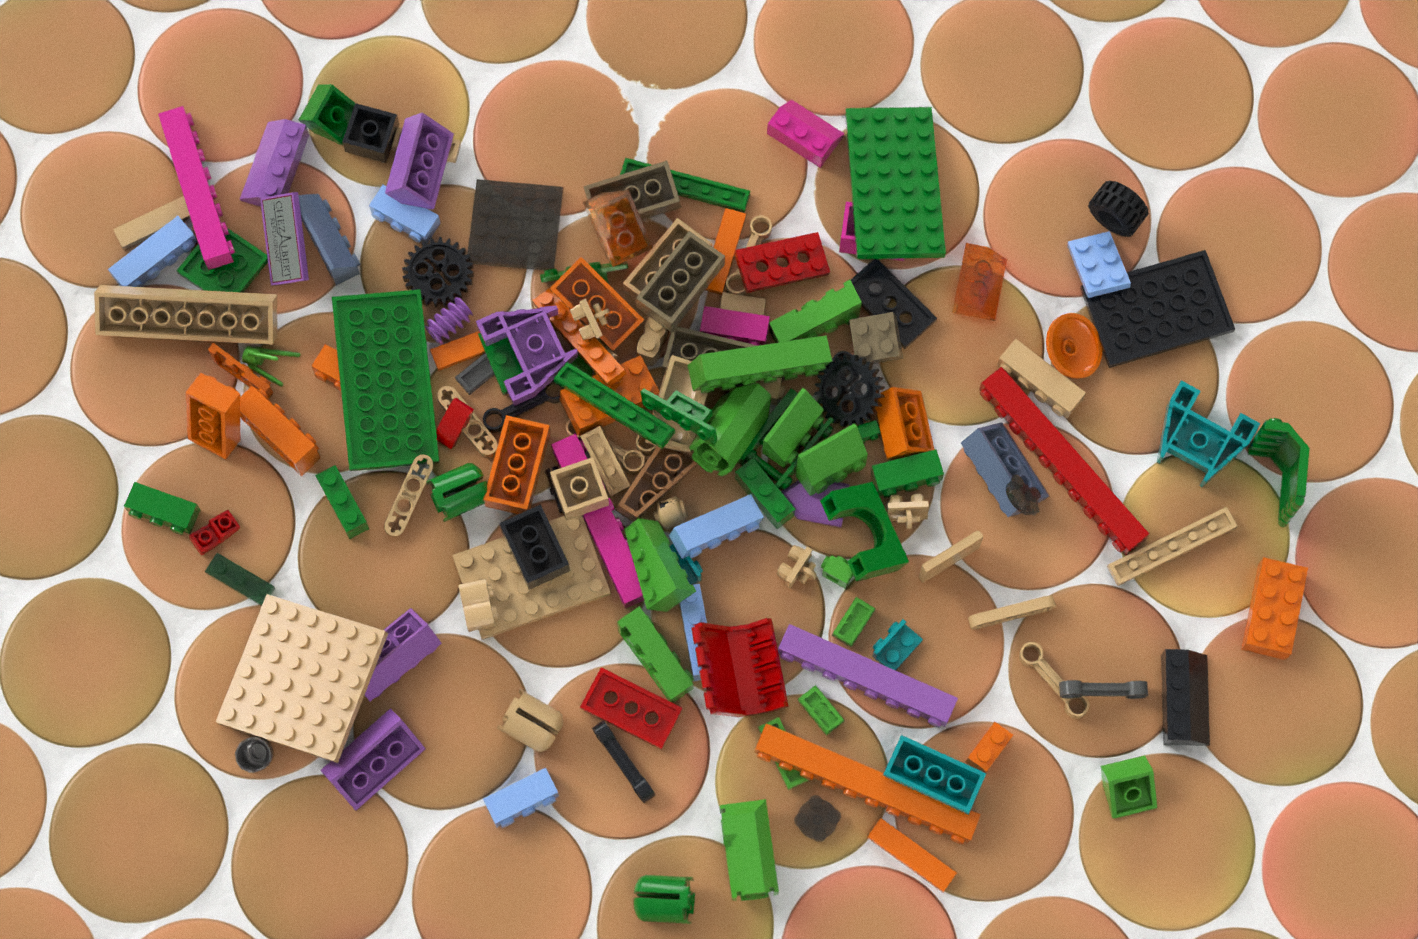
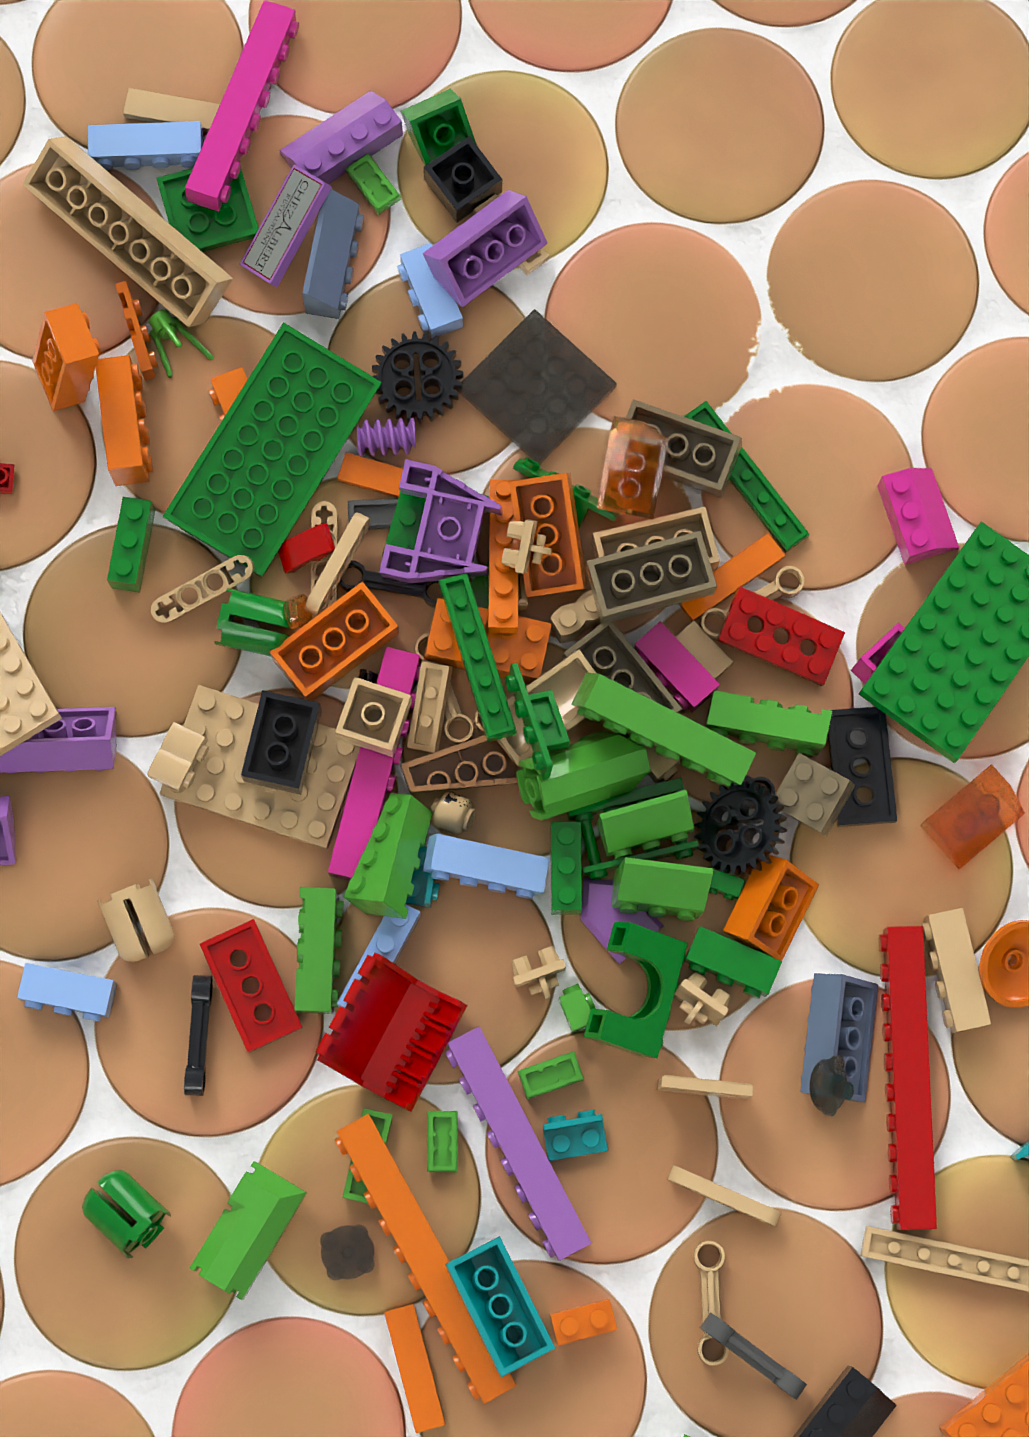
camera: 35 degrees right, 5 degrees up
(315, 176) = (373, 184): none -> bright green plate
(480, 463) = (295, 611): none -> clear orange tile
(481, 417) = (337, 564): none -> tan beam

